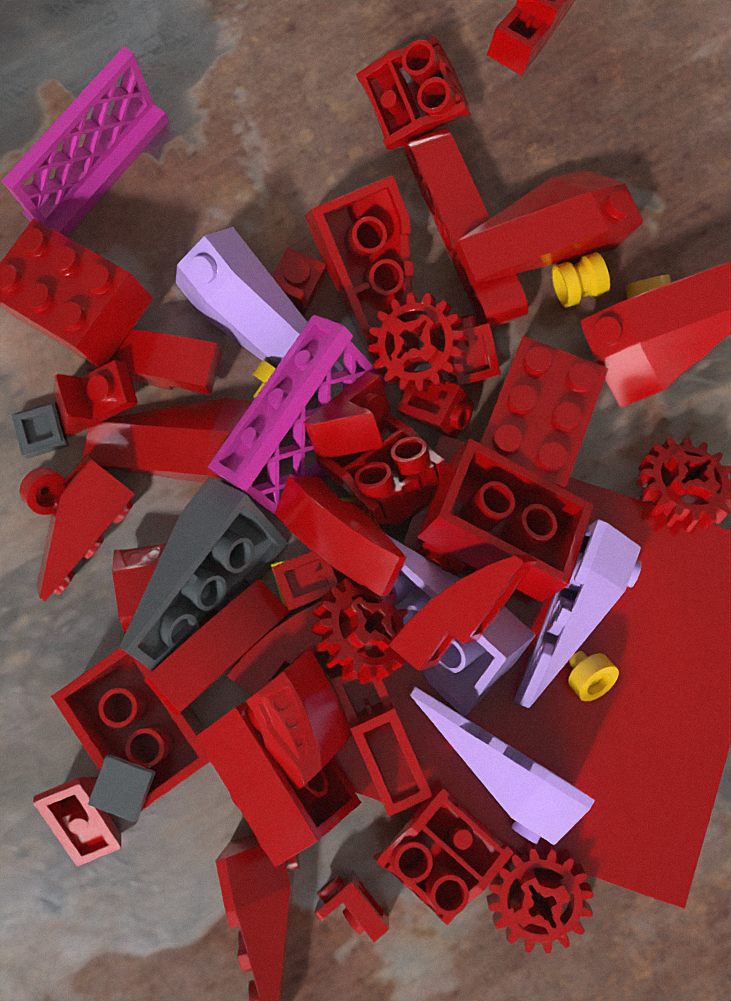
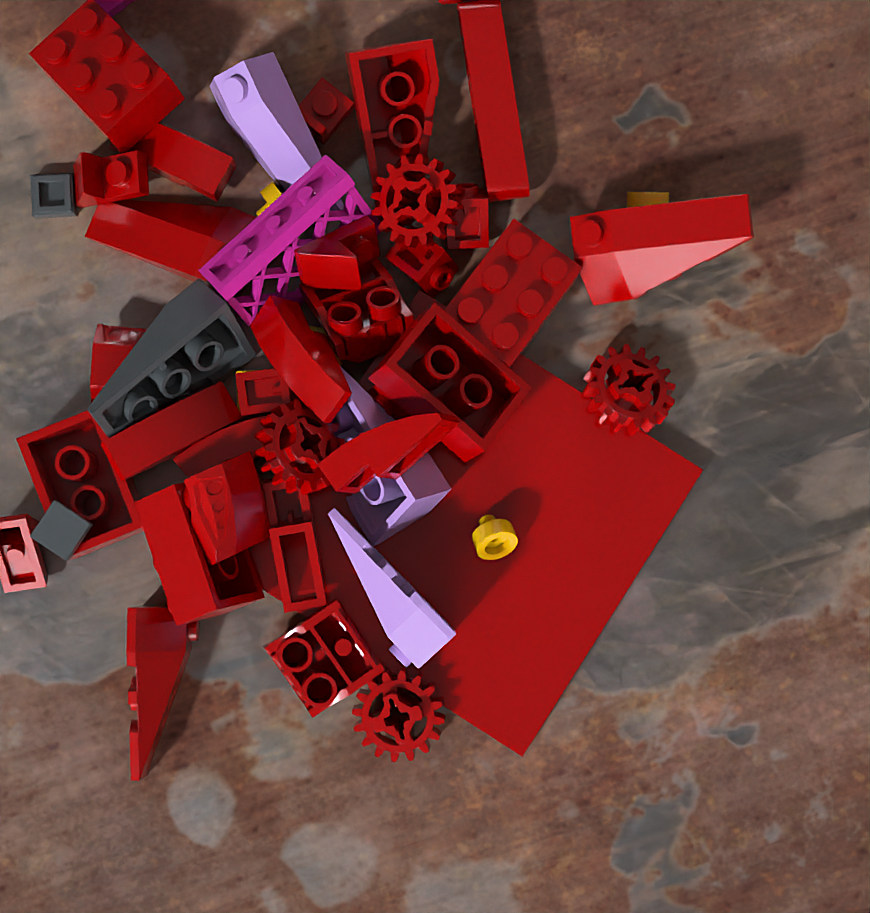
camera: 10 degrees right, 5 degrees up
(40, 488) = (46, 254): red tile -> none
(80, 514) = (75, 283): red slope -> none
(361, 909) = (243, 686): red bracket -> none
(551, 225) = (572, 117): red wedge -> none
(584, 279) = (591, 175): yellow wheel -> none
(599, 579) = (515, 456): lavender wedge -> none

